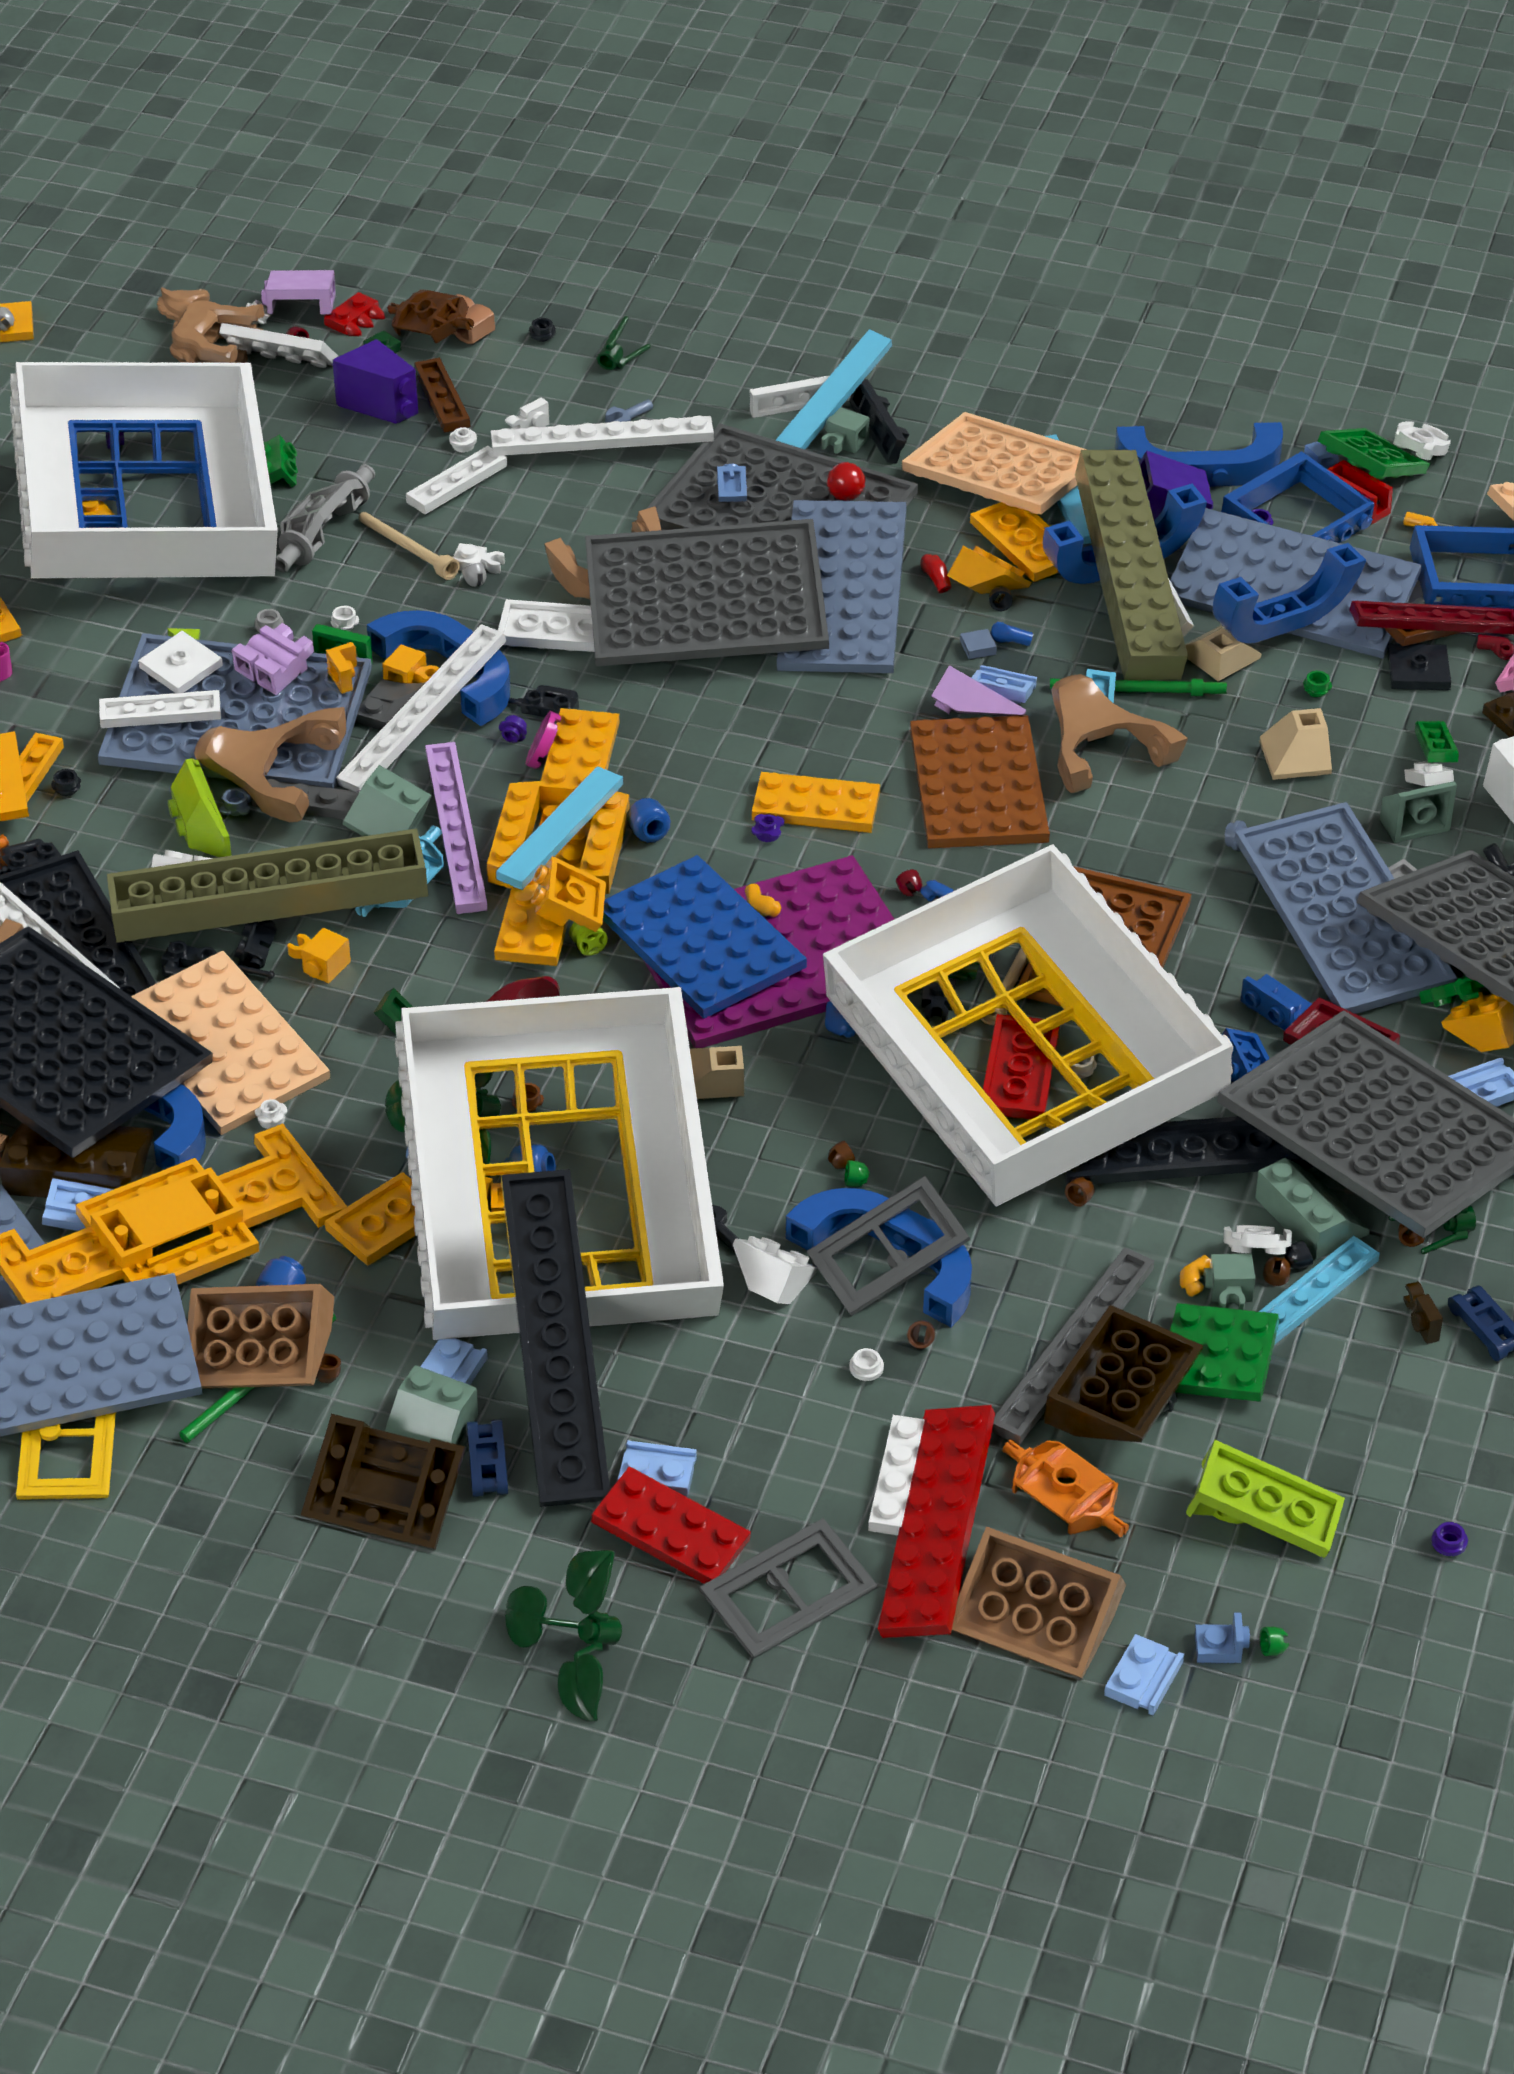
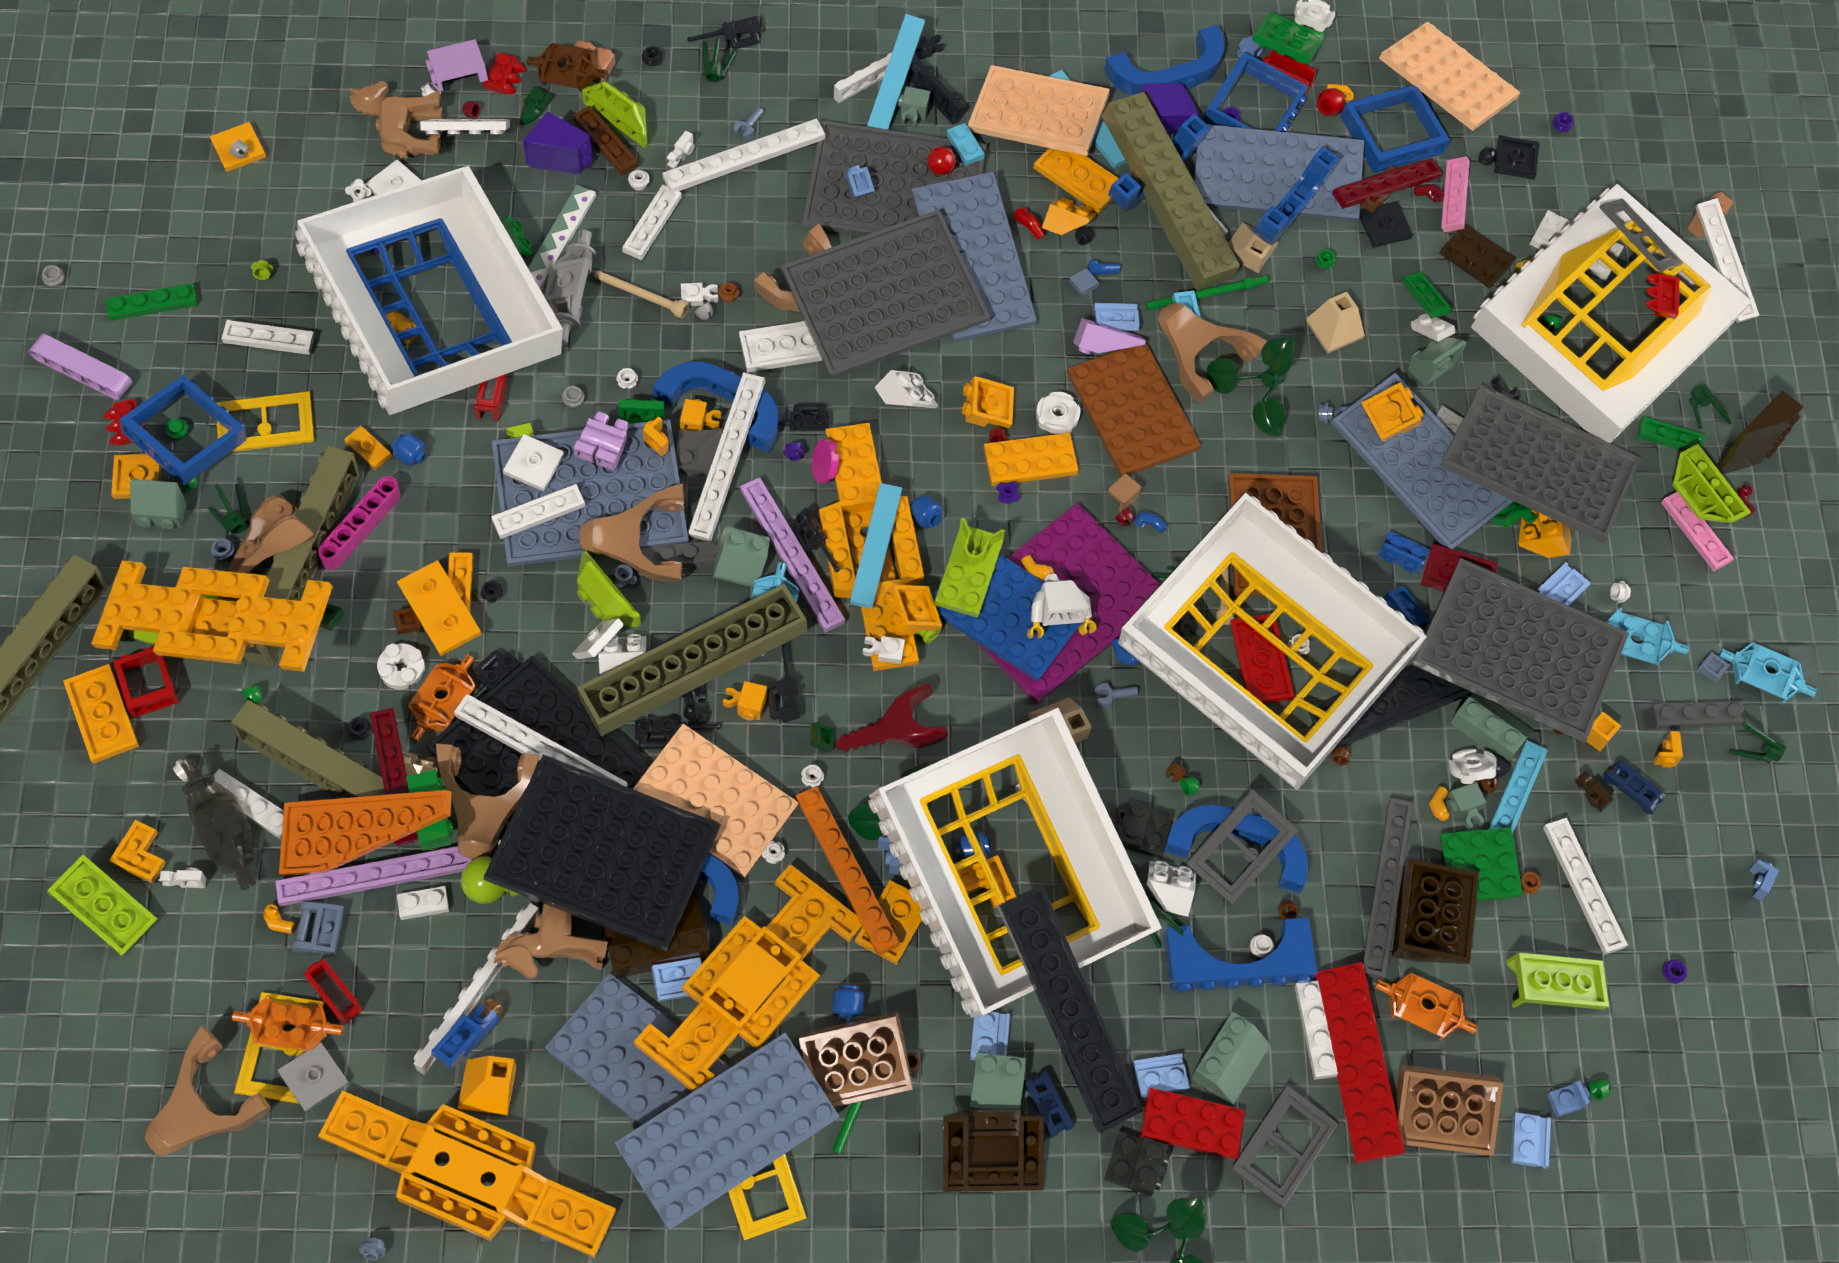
camera: 25 degrees left, 20 degrees up
(42, 627) = (409, 449): none -> blue head
(172, 598) = (491, 396): none -> red window
(178, 840) = (598, 638): none -> white plate
(352, 1150) = (847, 871): none -> orange plate
(362, 1048) = (812, 770): none -> white plate
(367, 452) = (561, 233): none -> tile
(375, 958) = (788, 690): none -> black piece
(471, 367) = (618, 110): none -> lime wedge
(487, 807) = (814, 534): none -> black piece
(516, 564) = (729, 296): none -> dark orange plate
(519, 932) = (889, 649): none -> white plate
(566, 1538) = (1137, 1163): none -> pearl dark grey plate
(657, 321) = (732, 29): none -> black piece
(669, 875) = (969, 570): none -> lime plate
(685, 697) = (905, 390): none -> white slope
(737, 1293) = (1171, 919): none -> dark green plant
(759, 1469) = (1231, 1059): none -> sand green slope
(762, 1364) = (1194, 968): none -> blue arch
(763, 1200) = (1144, 828): none -> pearl dark grey plate
(764, 929) = (1060, 604): none -> white torso
(783, 760) = (997, 435): none -> dark red hinge
(786, 731) = (988, 403): none -> light orange plate
(791, 1057) = (1113, 693): none -> sand blue bar
(861, 759) = (1053, 423): none -> white plate
(887, 383) = (925, 47): none -> black plate
(888, 477) = (965, 144): none -> medium azure plate
(922, 854) = (1125, 491): none -> medium nougat panel
(1157, 817) = (1277, 355): none -> dark green plant
(1281, 1389) = (1535, 882): none -> dark orange plate
(1319, 834) = (1393, 411): none -> light orange plate
(1360, 1412) = (1585, 886): none -> white plate
(1398, 527) = (1330, 100): none -> red piece
(1460, 1243) = (1602, 731): none -> light orange panel

